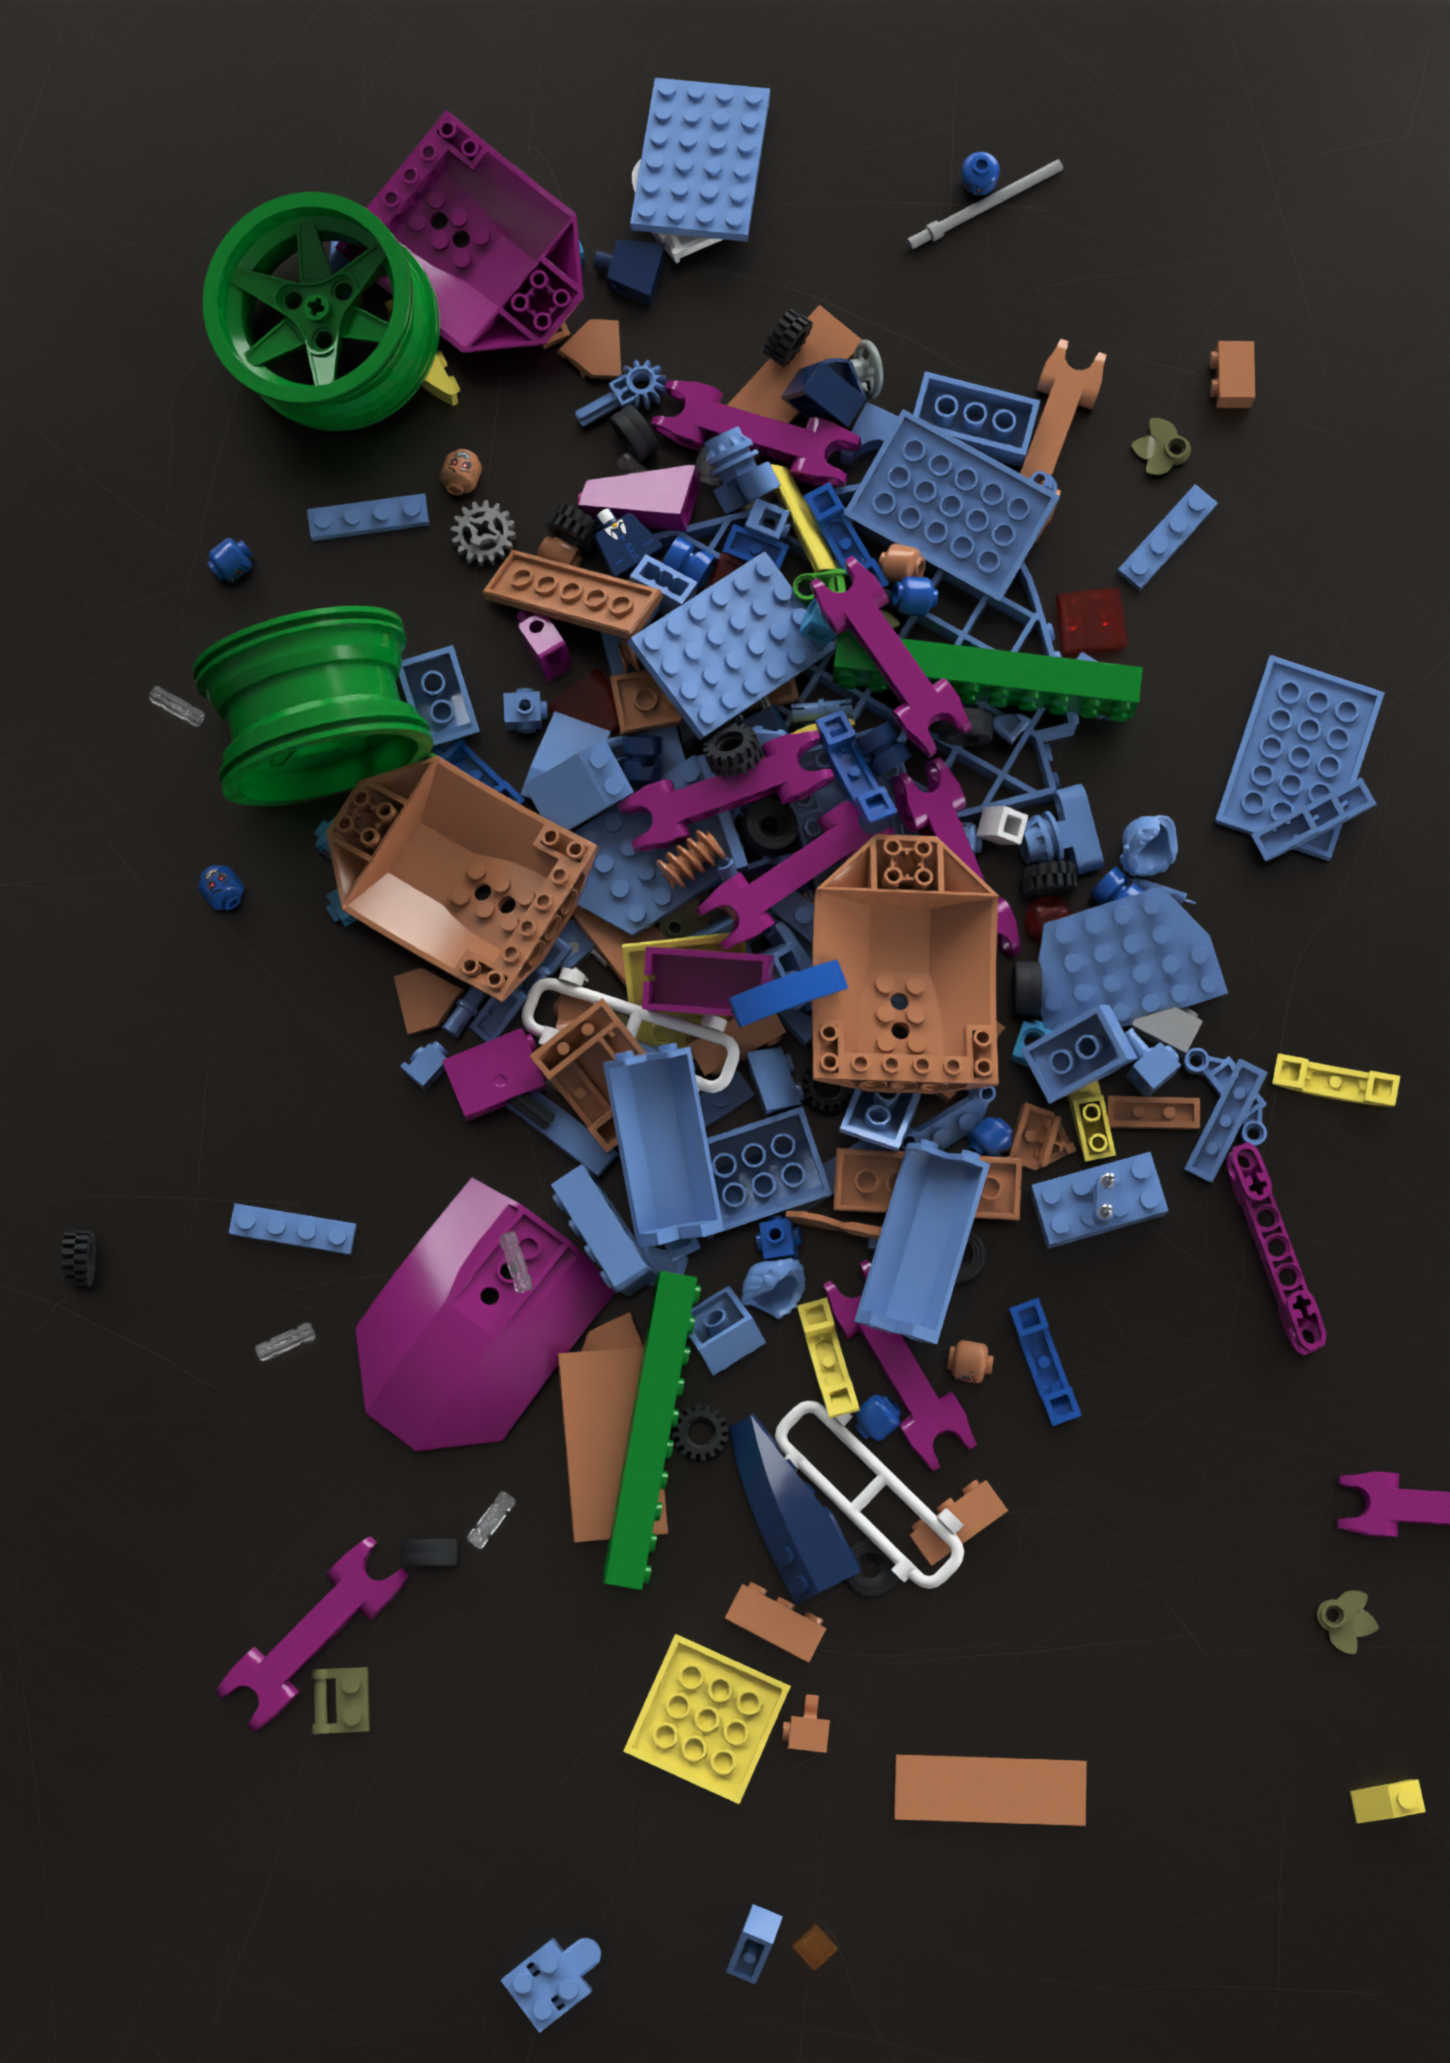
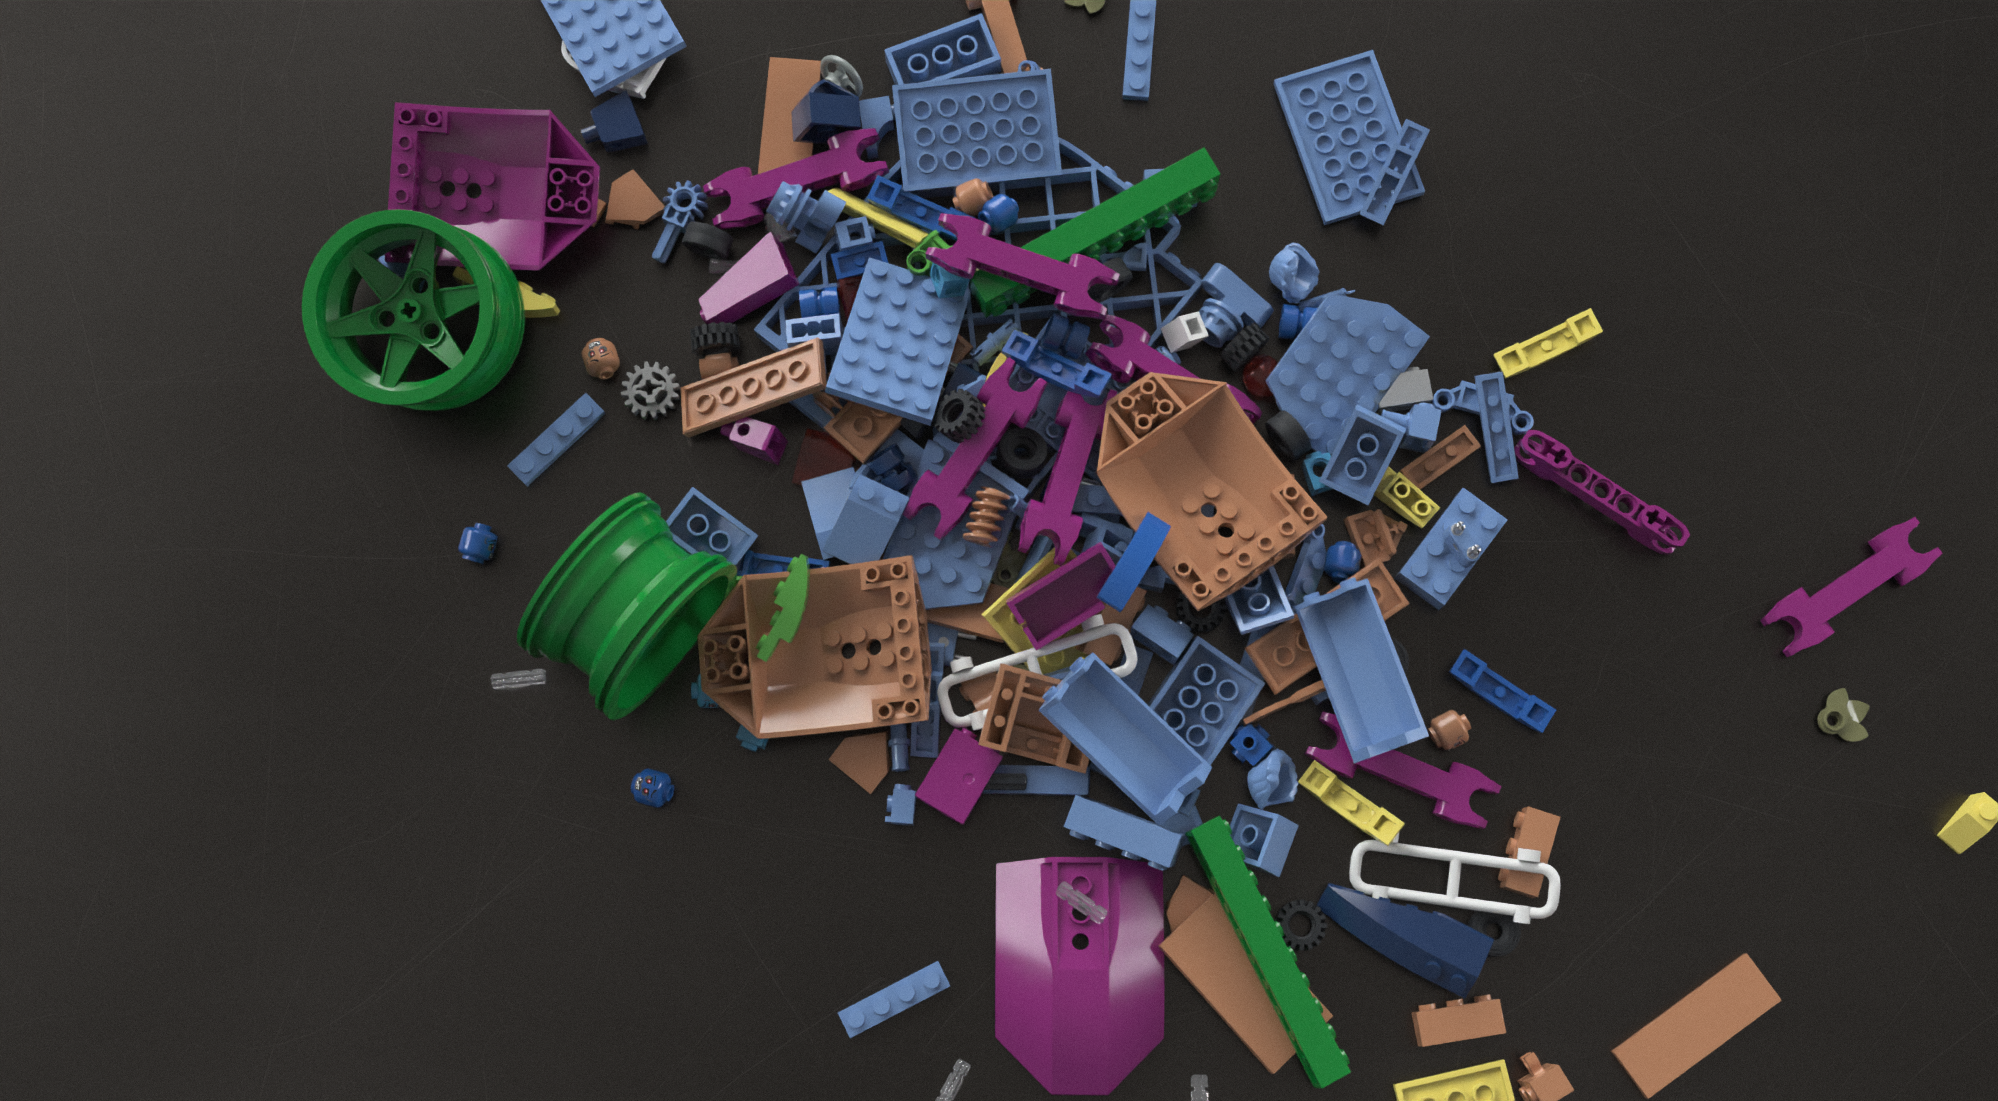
camera: 35 degrees left, 0 degrees up
(465, 808) = (793, 598): none -> bright green slope
(524, 710) = (778, 506): medium blue brick -> none
(624, 543) = (762, 324): dark blue torso -> none
(787, 337) = (767, 94): black tyre -> none
(878, 1417) = (1418, 818): blue head -> none
(1091, 620) = (1132, 144): clear red slope -> none

